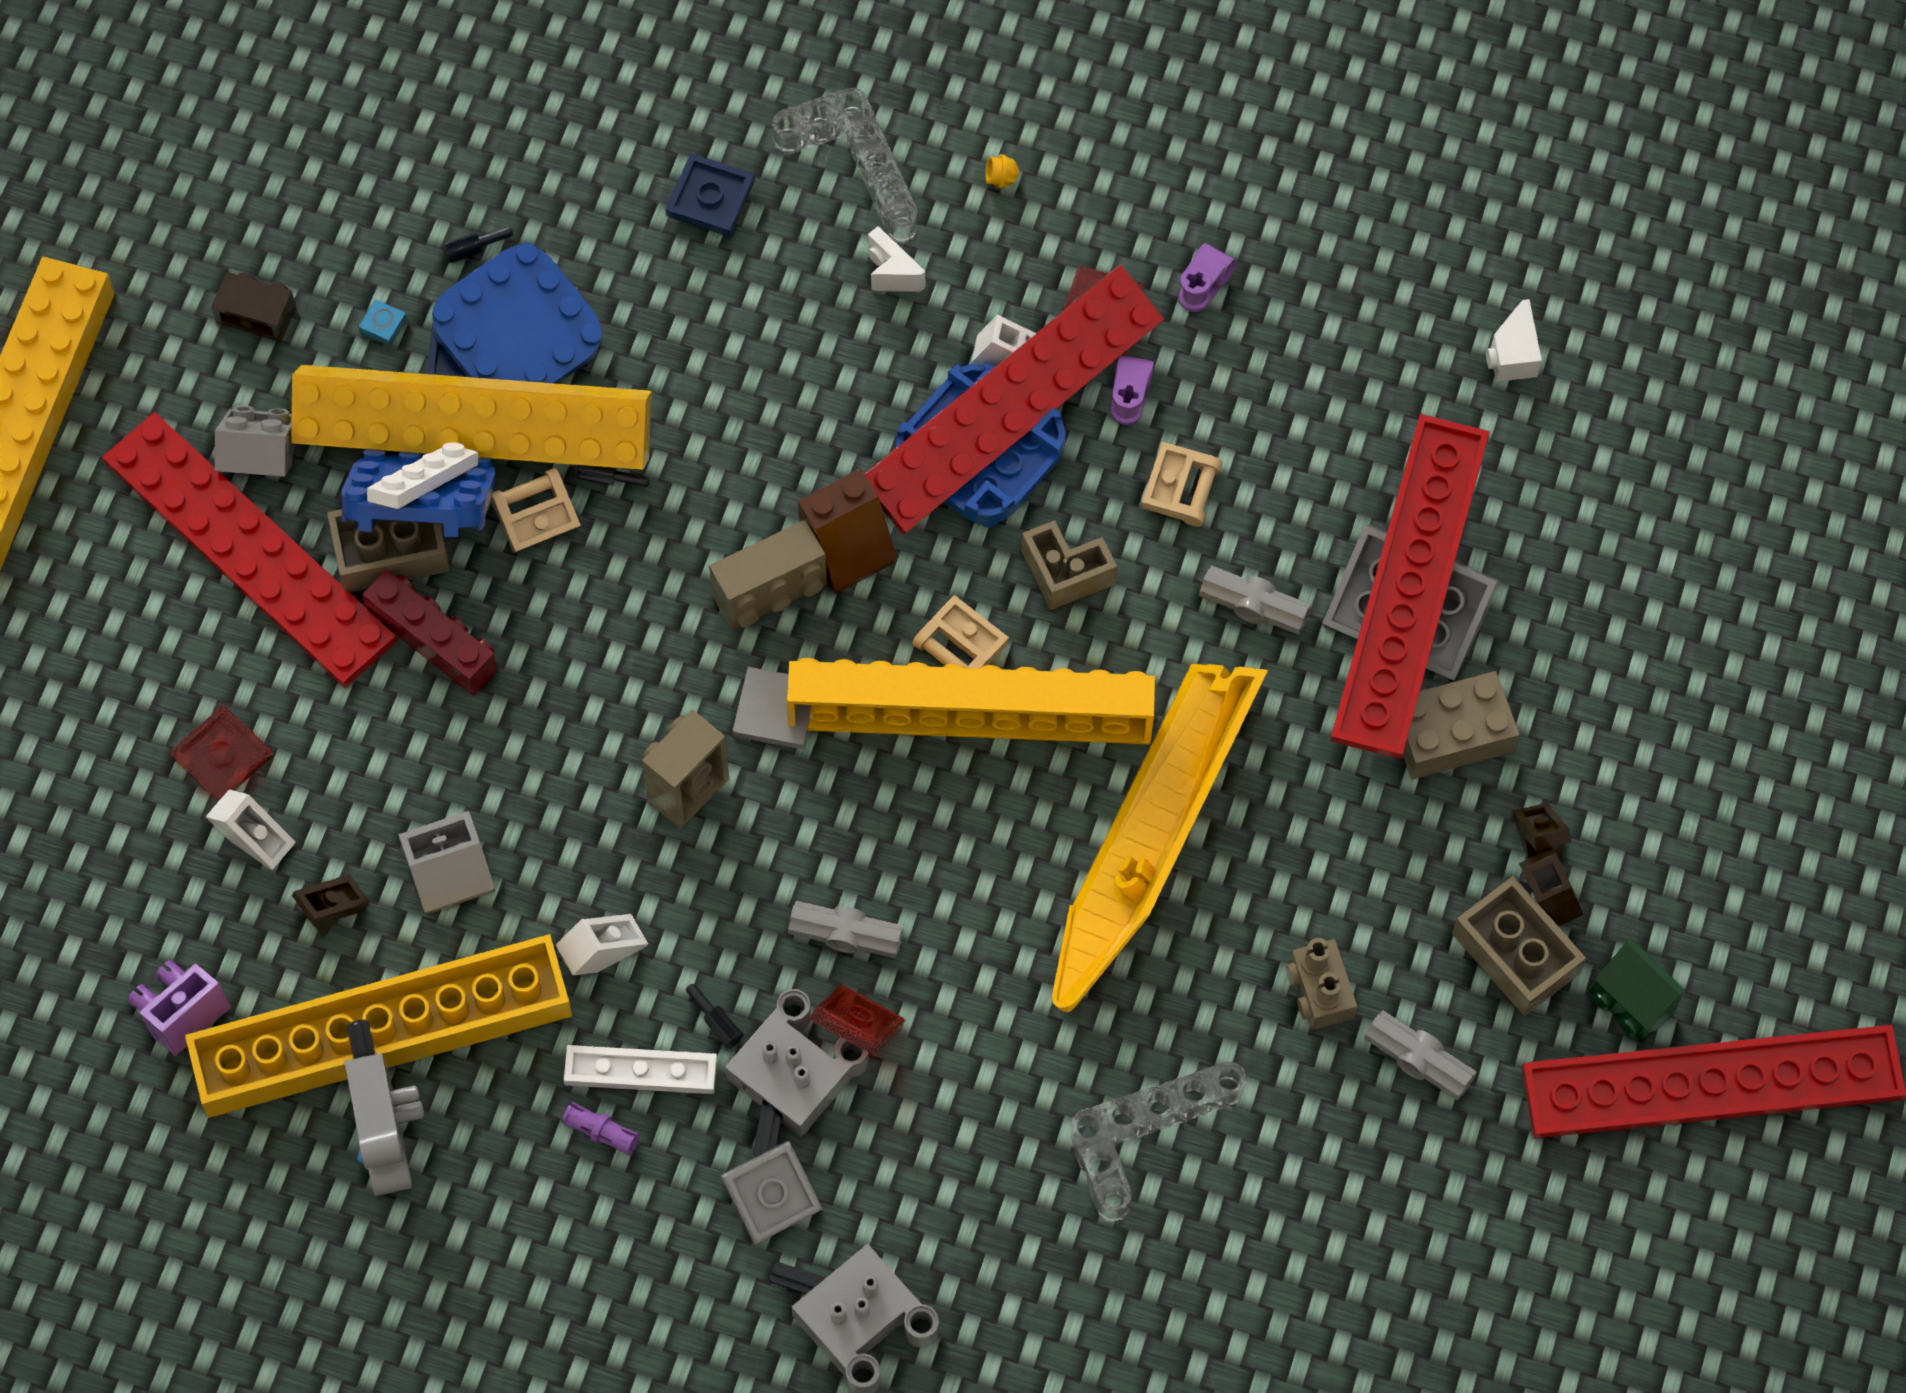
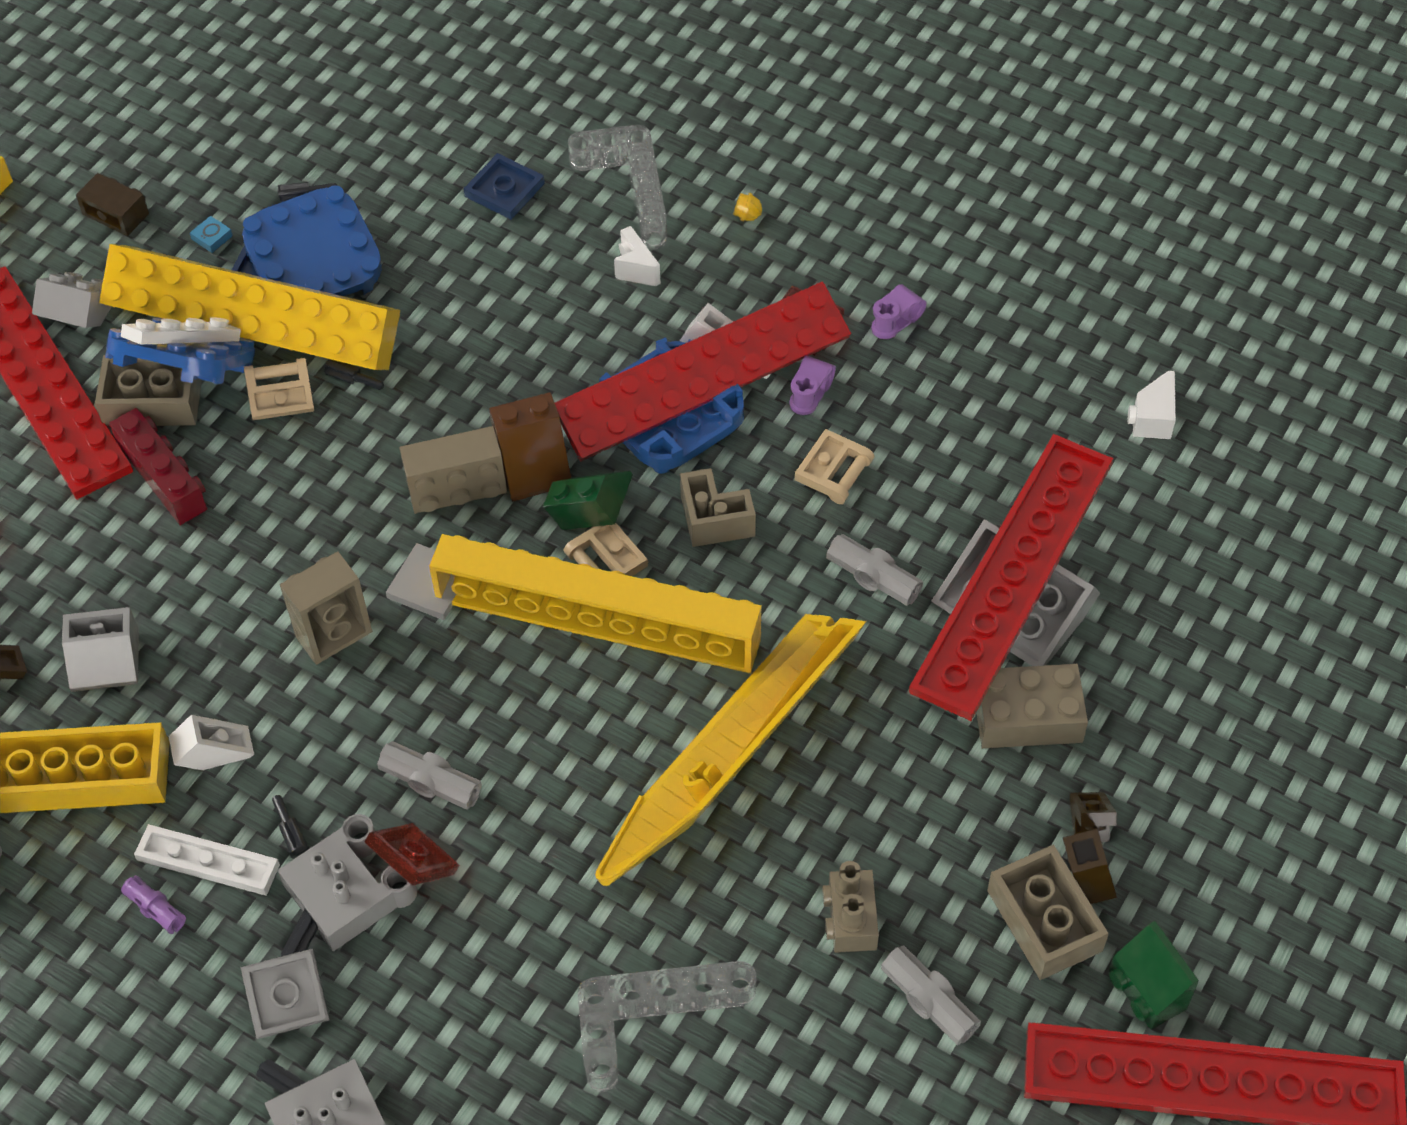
camera: 15 degrees right, 10 degrees down
(926, 578) = (587, 499): none -> dark green slope

